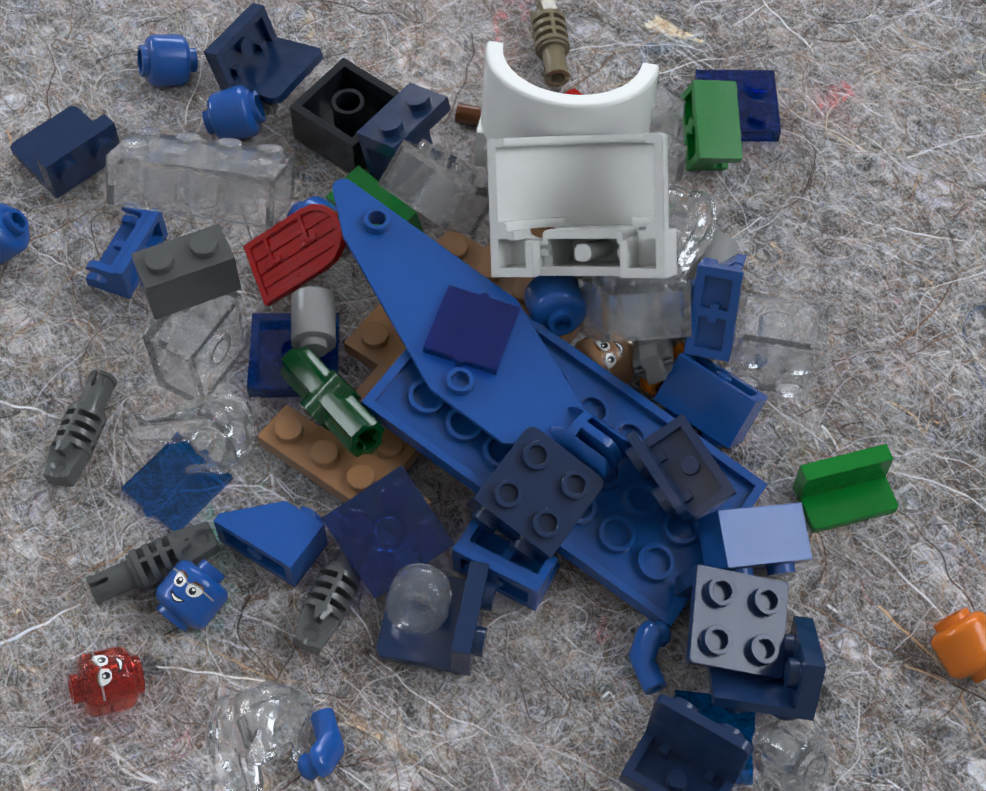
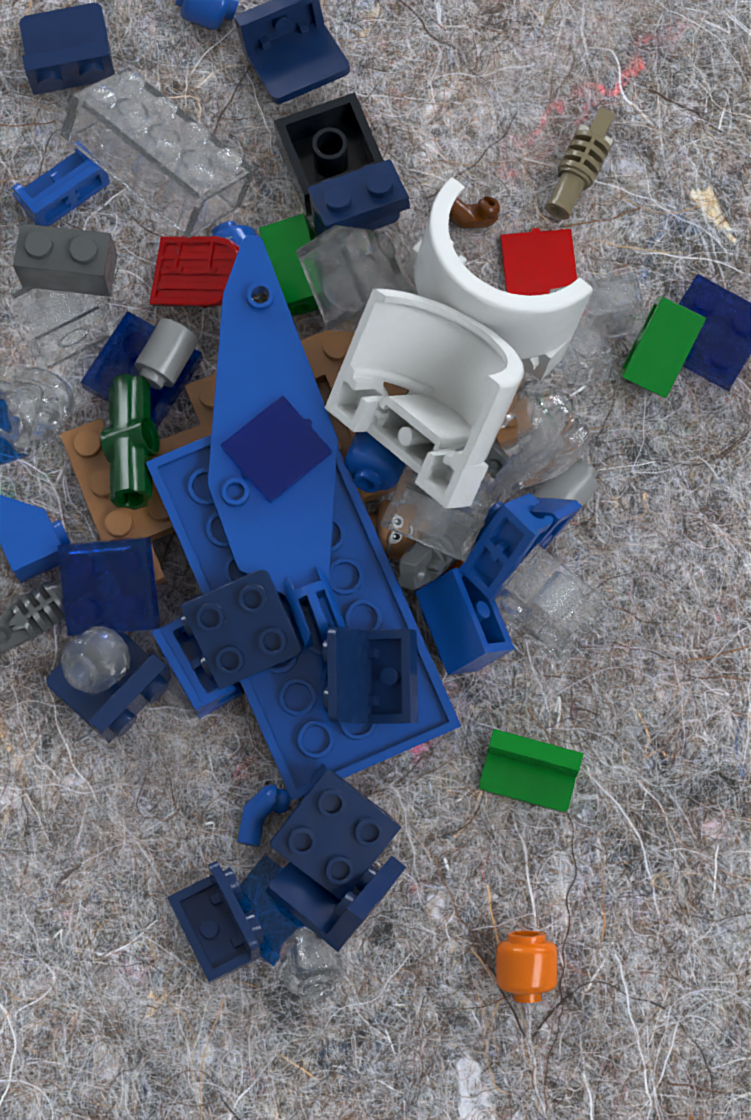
camera: 35 degrees right, 15 degrees up
(234, 113) = (233, 92): blue head -> none
(755, 539) = (406, 771): brick -> none

